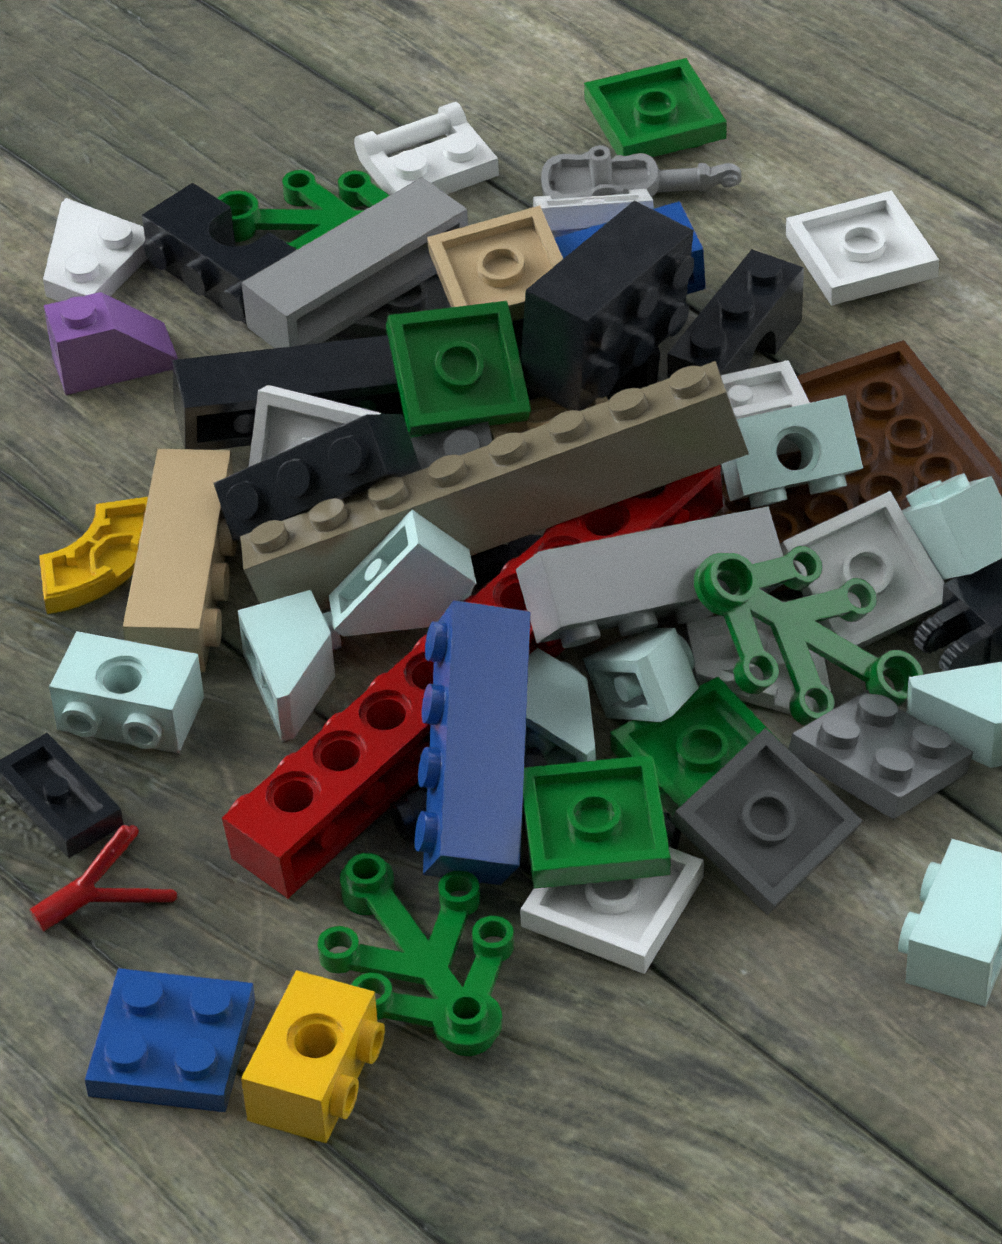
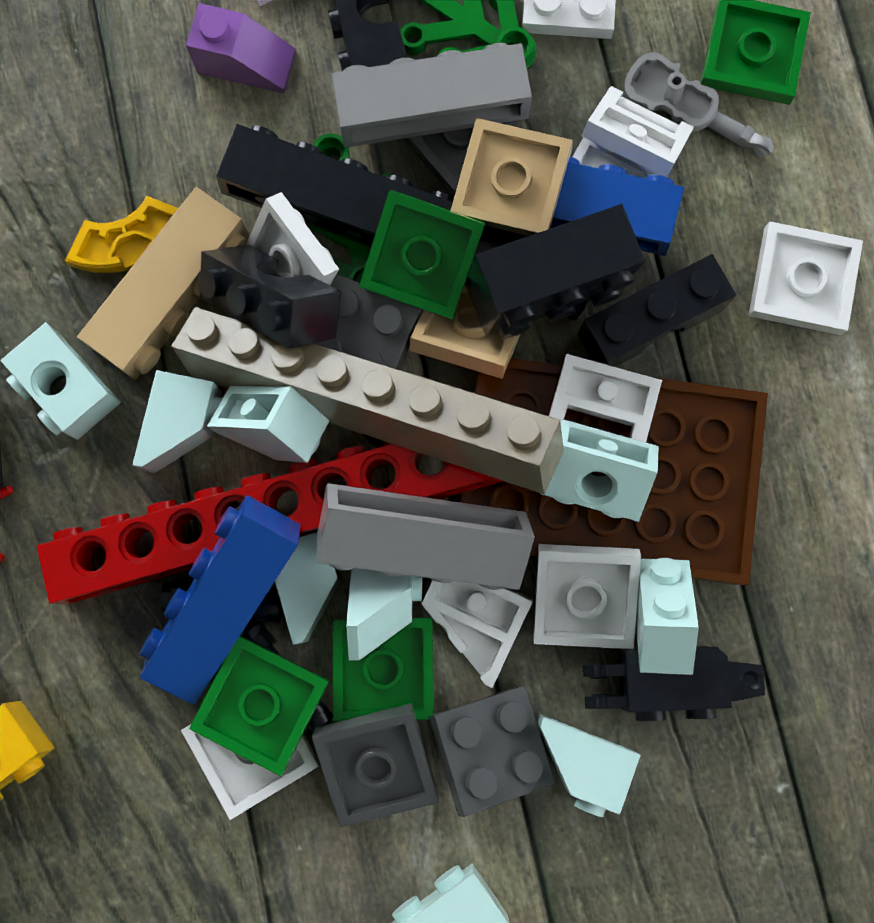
camera: 30 degrees right, 35 degrees up
(370, 890) = (105, 720): green plant -> none
(797, 628) = (497, 632): green plant -> none

